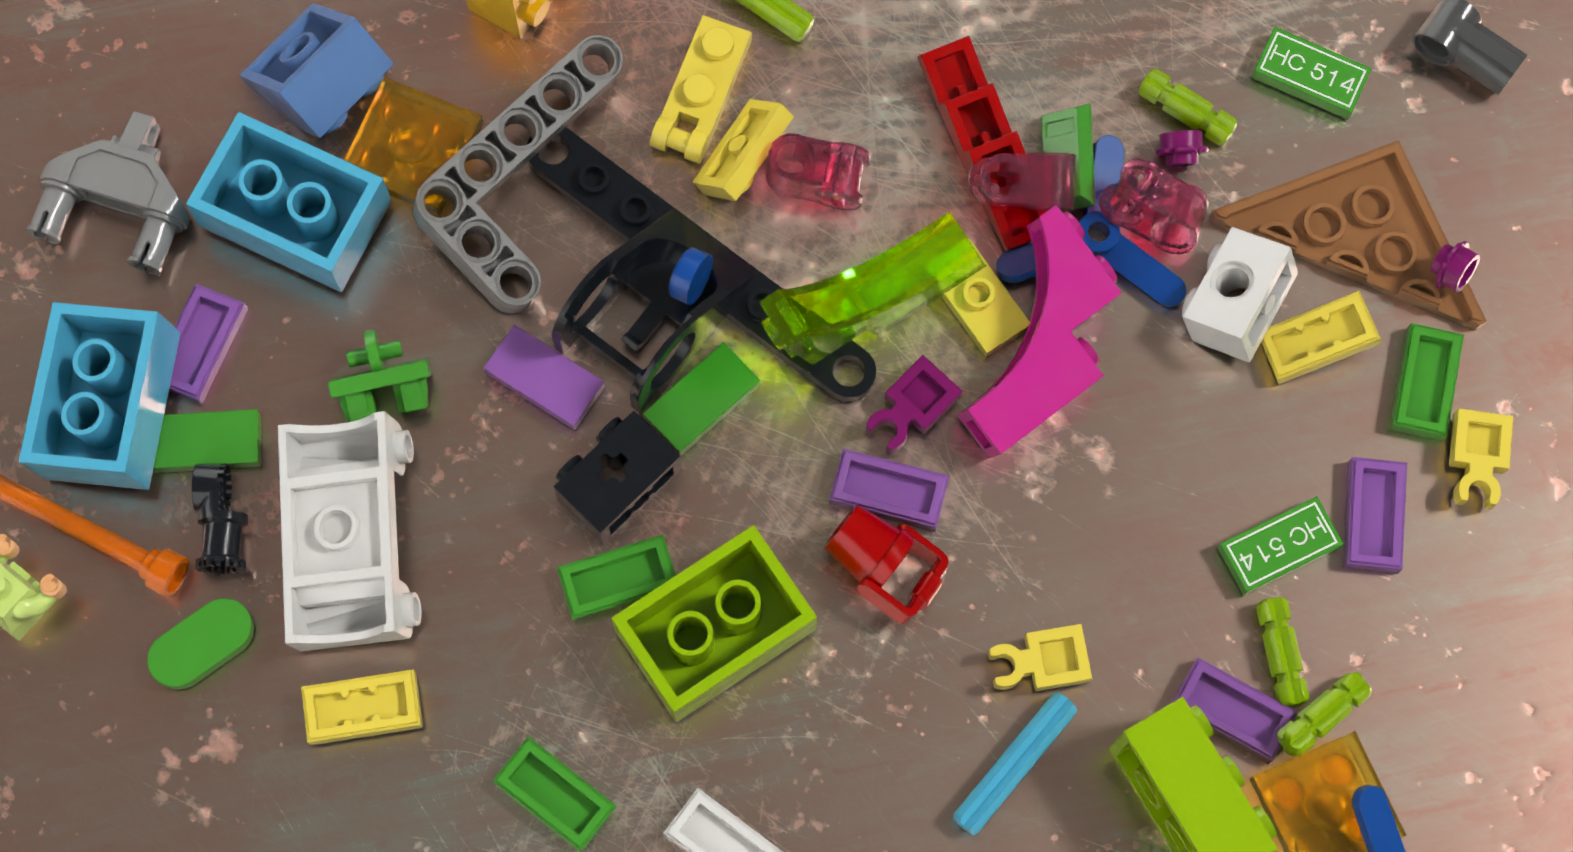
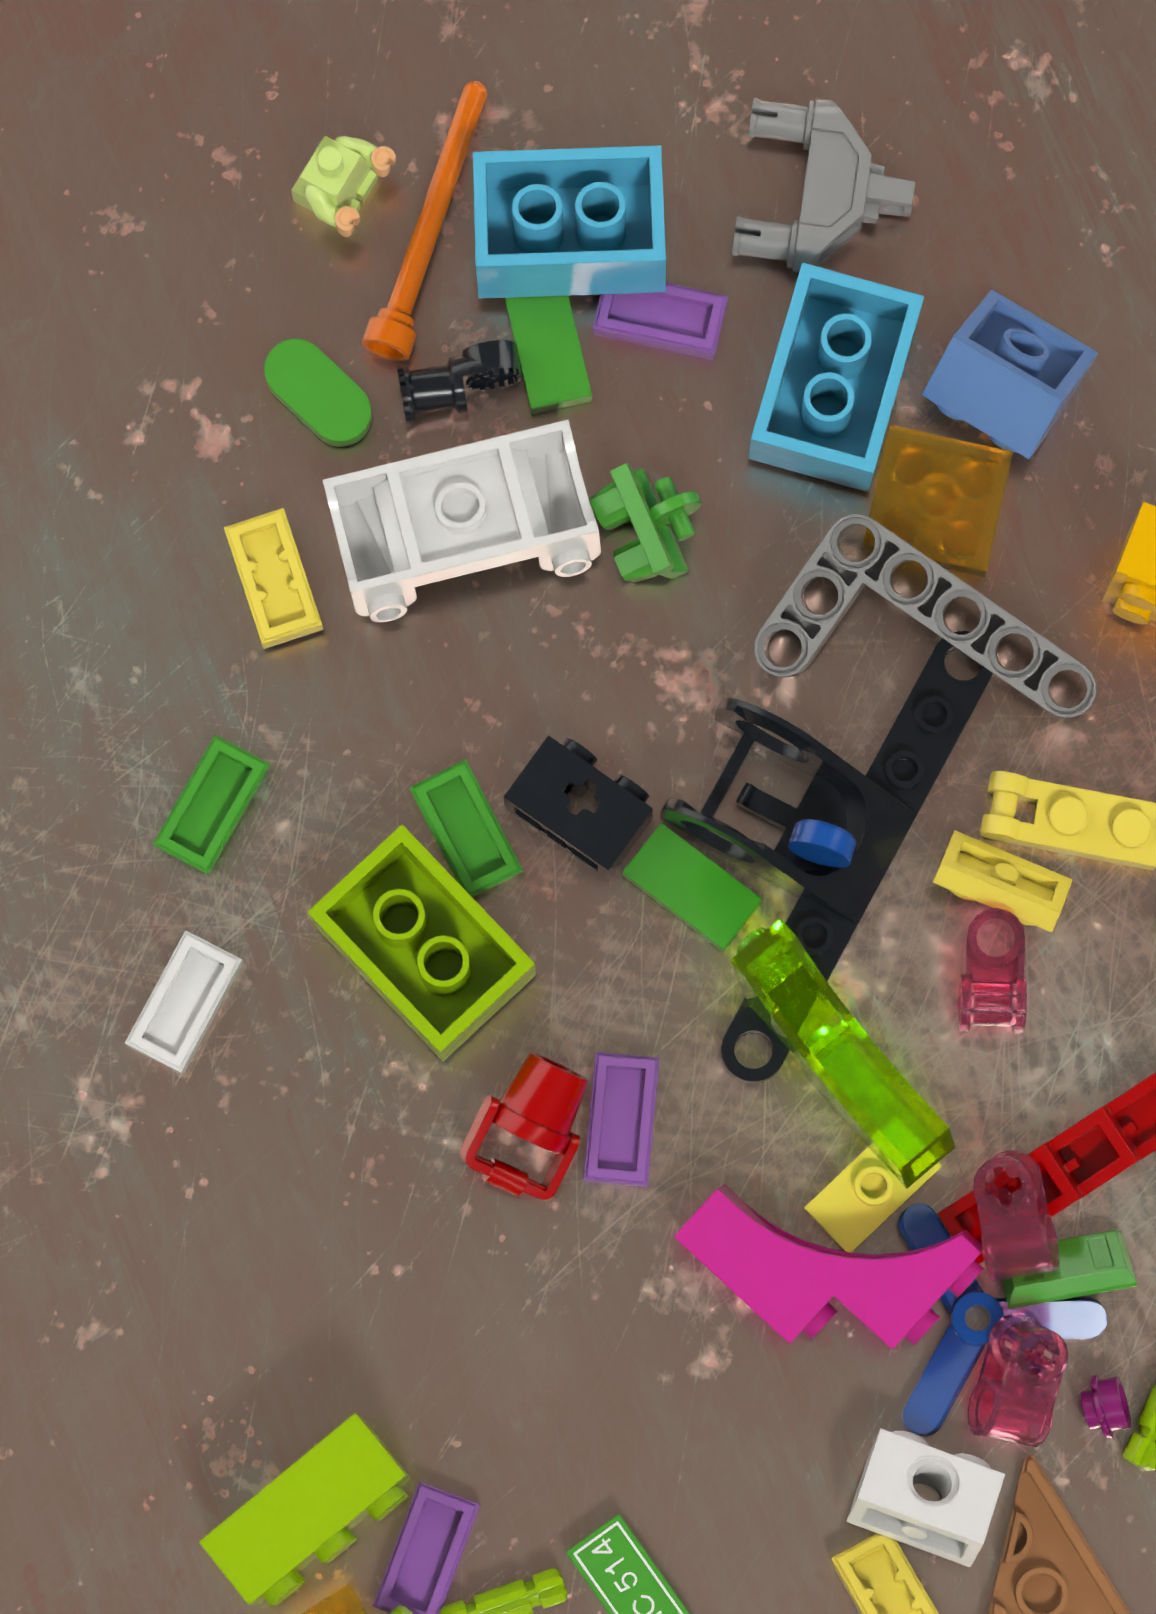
camera: 85 degrees right, 5 degrees up
(544, 377) = (686, 704): medium lavender tile -> none
(917, 399) = (733, 1136): magenta plate -> none
(1015, 763) = (325, 1310): medium azure axle -> none
(1051, 657) = (450, 1333): light yellow plate -> none

